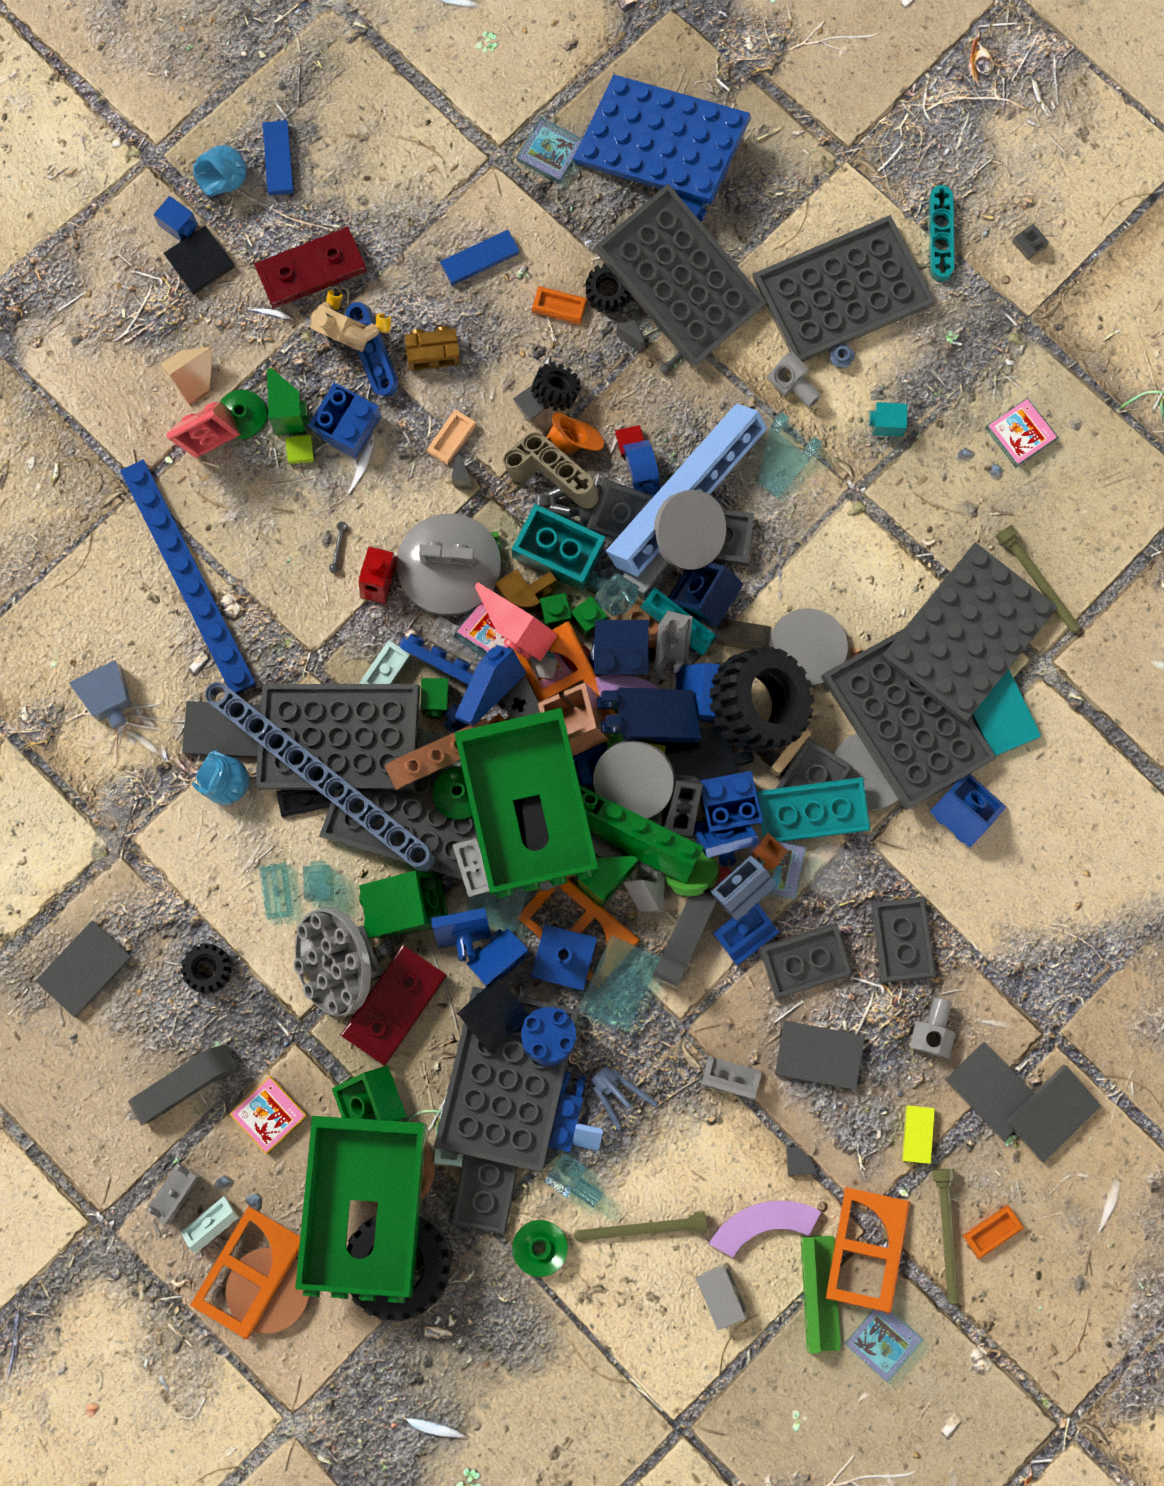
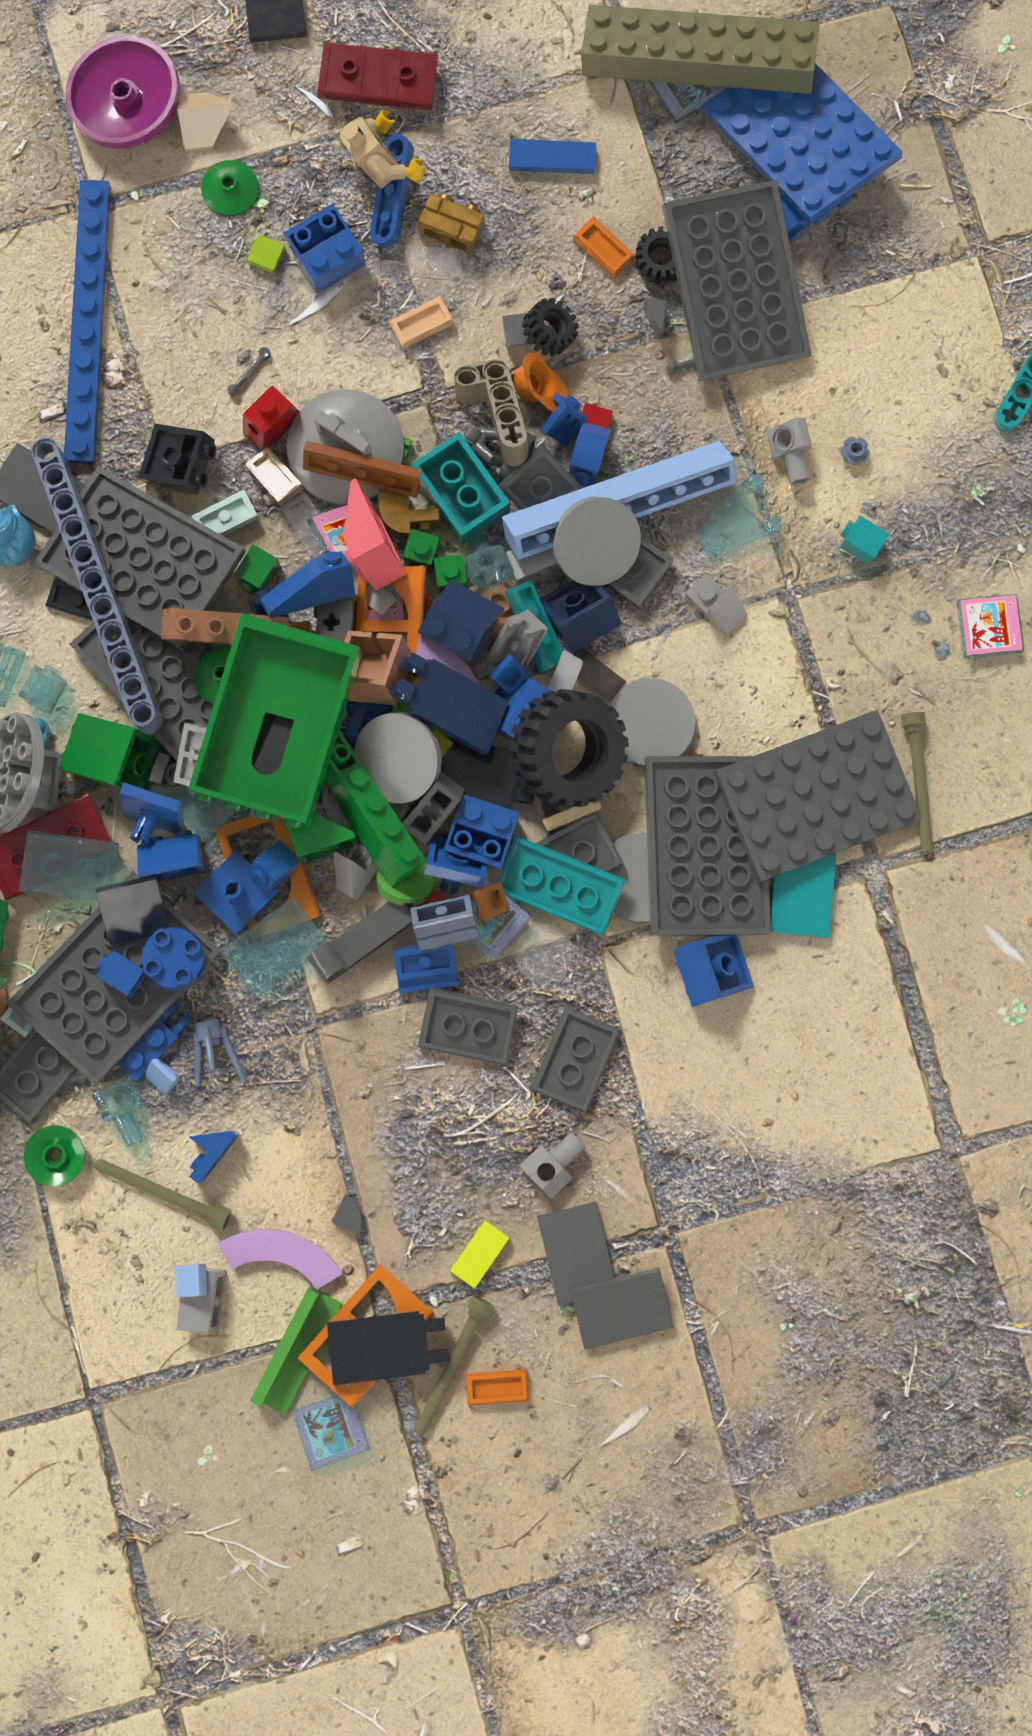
camera: 25 degrees right, 5 degrees up
(117, 384) = (123, 92): none -> magenta dish
(204, 430) = (180, 183): coral slope -> none
(285, 406) = (270, 202): green slope -> none
(322, 644) = (178, 458): none -> black plate
(406, 617) = (274, 476): none -> tile
(420, 1010) = (67, 865): none -> clear light blue tile
(427, 390) = (423, 262): none -> clear hinge
(437, 657) = (279, 531): blue plate -> none
(451, 894) = (162, 771): none -> dark grey tile
(460, 476) = (406, 363): dark grey slope -> none
(482, 571) = (366, 469): none -> dark orange plate
(512, 1071) = (120, 973): none -> blue brick
(549, 117) = (700, 48): none -> olive brick
(583, 920) = (273, 866): none -> blue brick
(608, 451) = (565, 419): none -> blue bracket
(662, 1165) = (216, 1146): none -> blue slope
(680, 669) = (509, 674): none -> blue tile
(707, 1283) = (191, 1280): none -> light blue slope
(722, 644) = (566, 672): none -> white sticker
(731, 1078) = (330, 1098): light grey hinge -> none
(804, 529) = (716, 604): none -> light grey slope
(819, 1055) = (429, 1124): dark grey tile -> none
(843, 289) = (896, 384): dark grey plate -> none
(888, 1250) = (382, 1347): none -> black tile

